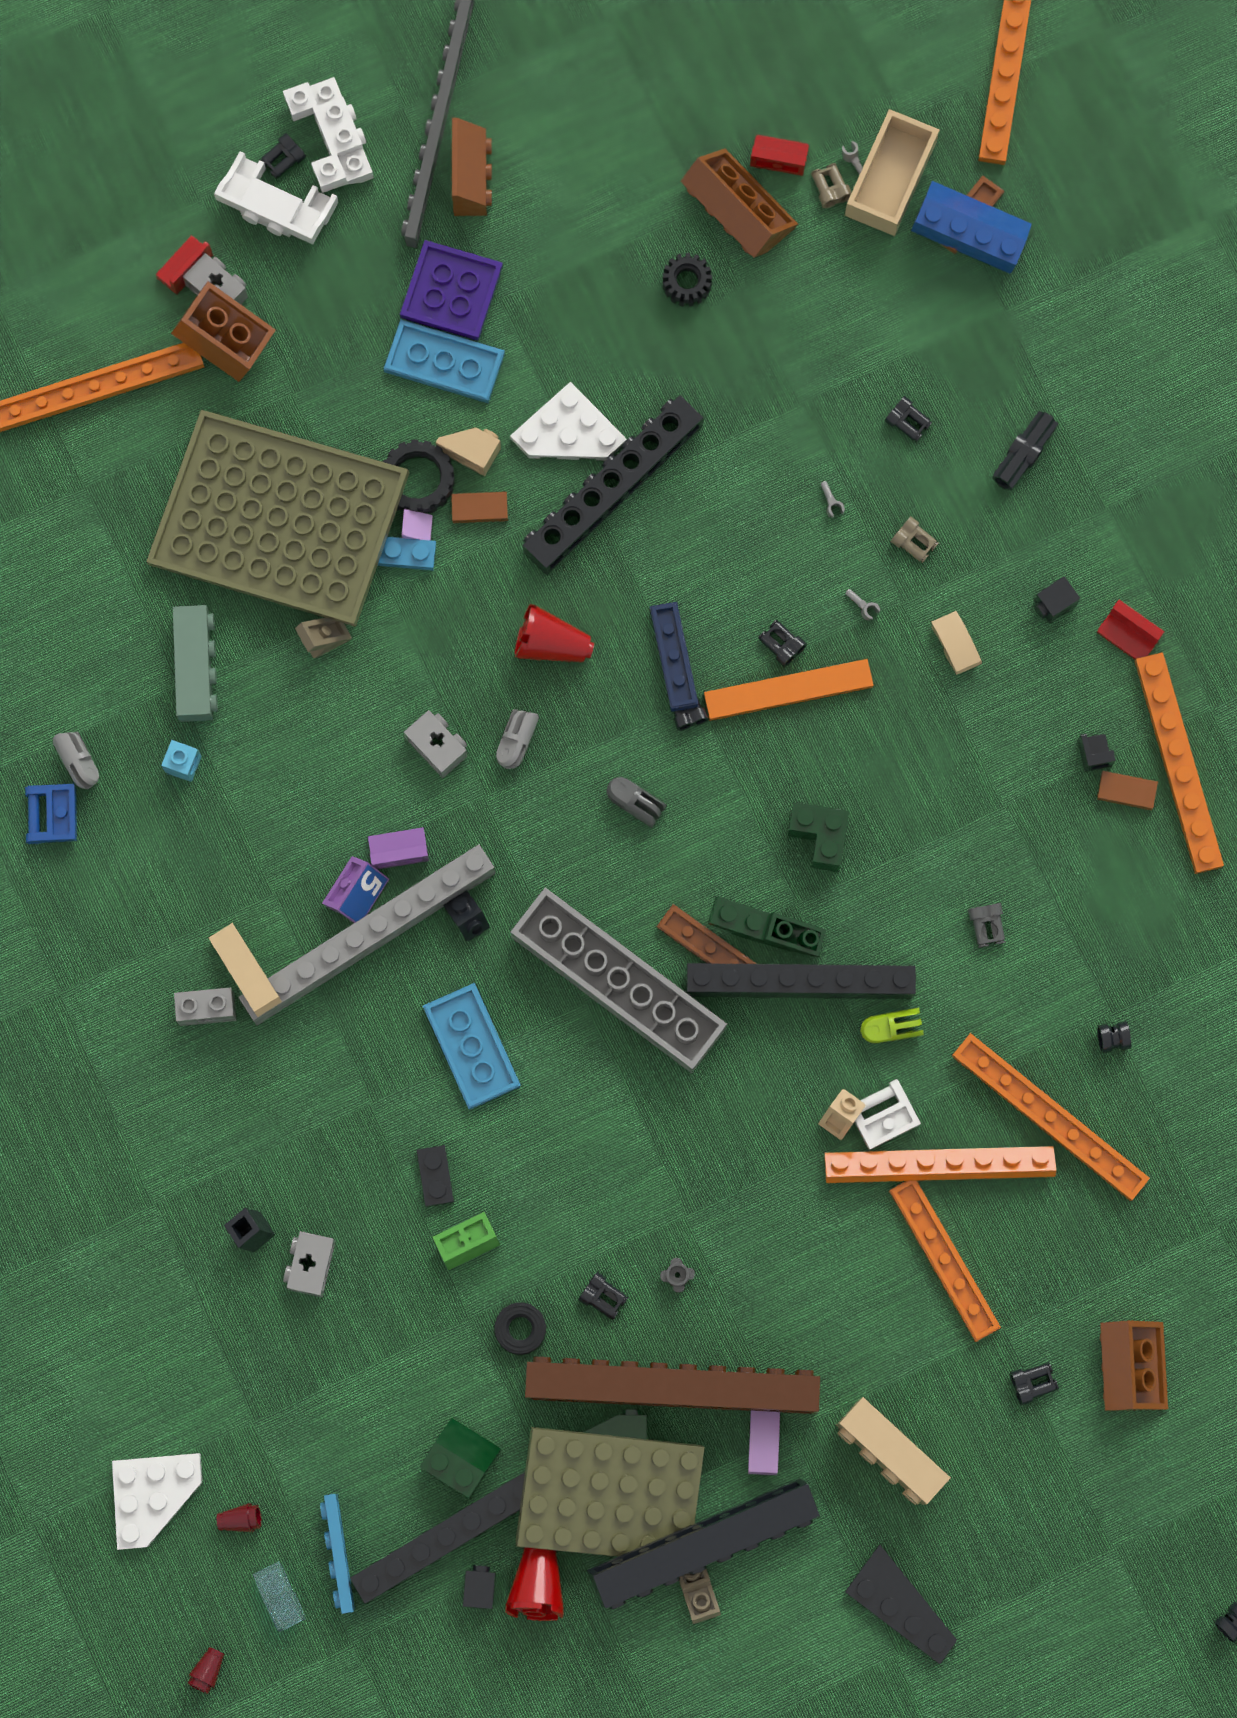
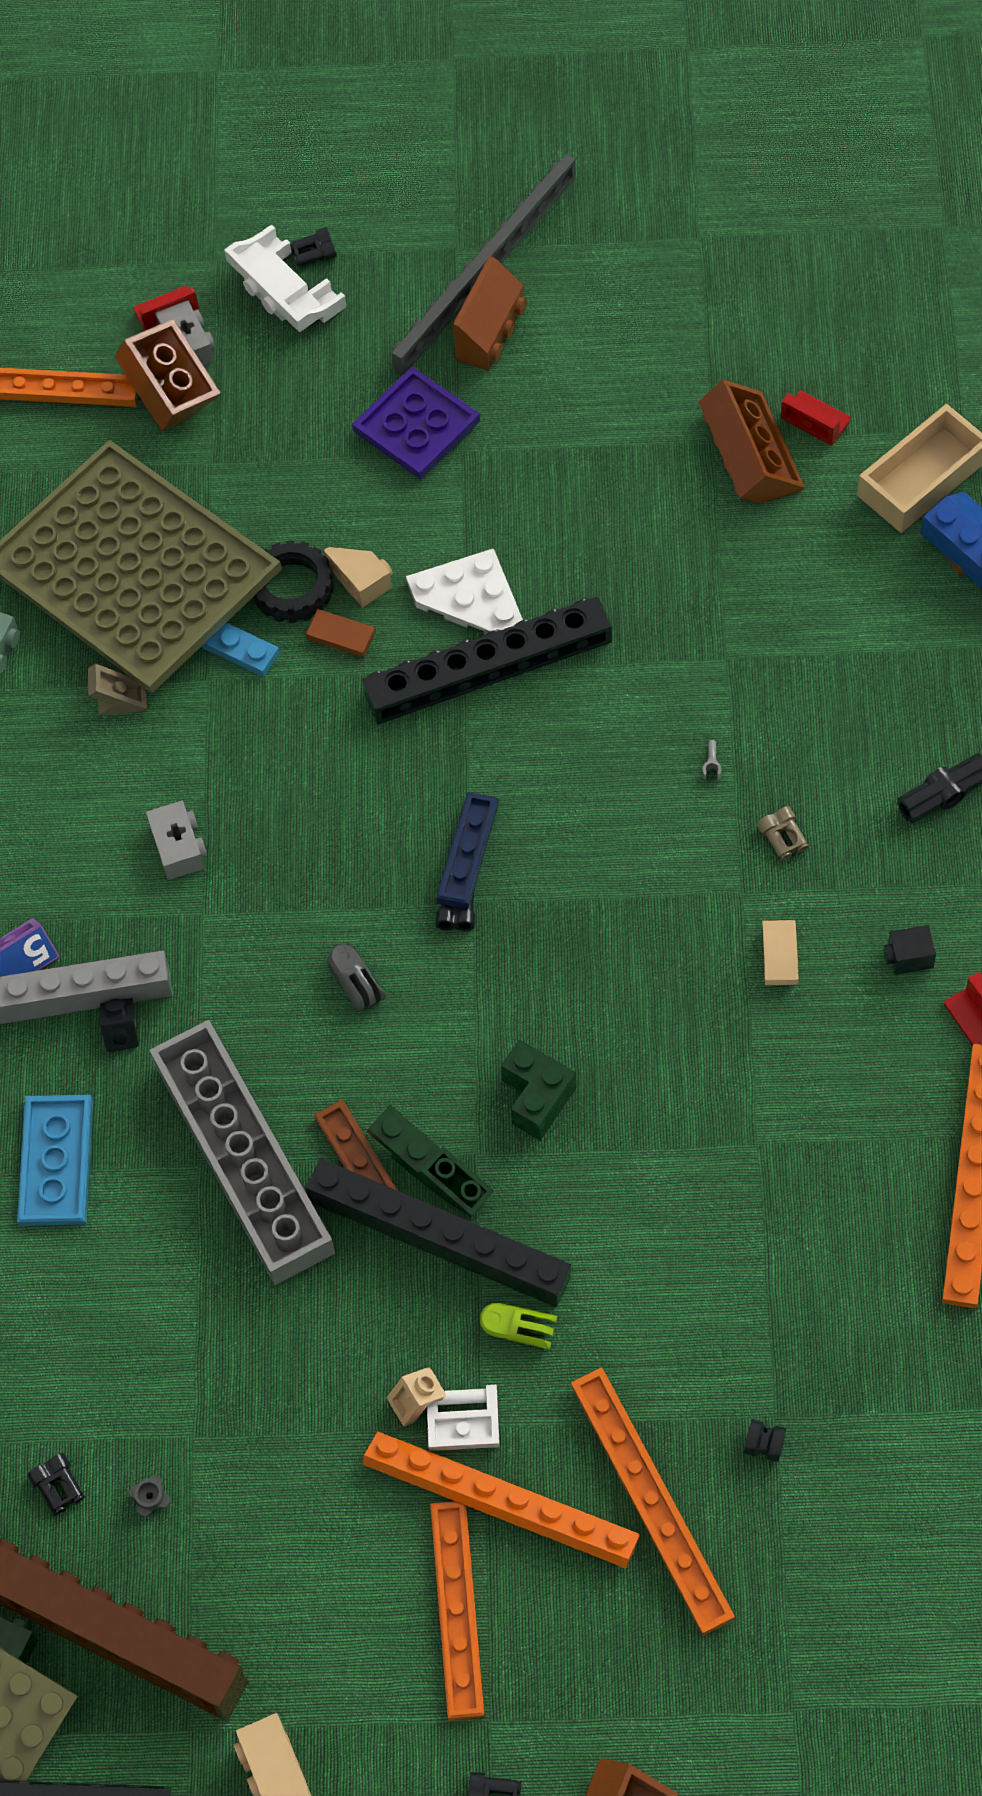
camera: 30 degrees right, 15 degrees down
(335, 121) = (378, 250): white bracket -> none
(398, 848) = (83, 930): medium lavender panel -> none
(416, 525) = (266, 625): lavender slope -> none
(444, 361) = (376, 486): dark azure tile -> none
(516, 738) = (261, 866): light grey arm -> none
(551, 638) = (345, 781): red cone -> none
(693, 265) = (661, 482): black tyre -> none
(764, 1443) = (150, 1726): lavender slope -> none
(788, 689) = (575, 931): orange tile -> none
(789, 650) = (595, 891): black piece -> none
(831, 195) = (848, 470): dark tan piece -> none
(852, 156) = (889, 442): light grey hand -> none
(862, 604) = (696, 877): light grey hand -> none
(900, 413) = (830, 701): black piece -> none
(985, 914) = (681, 1248): dark grey piece -> none
(1095, 752) = (883, 1126): black panel -> none
(1127, 790) = (902, 1180): dark orange tile -> none

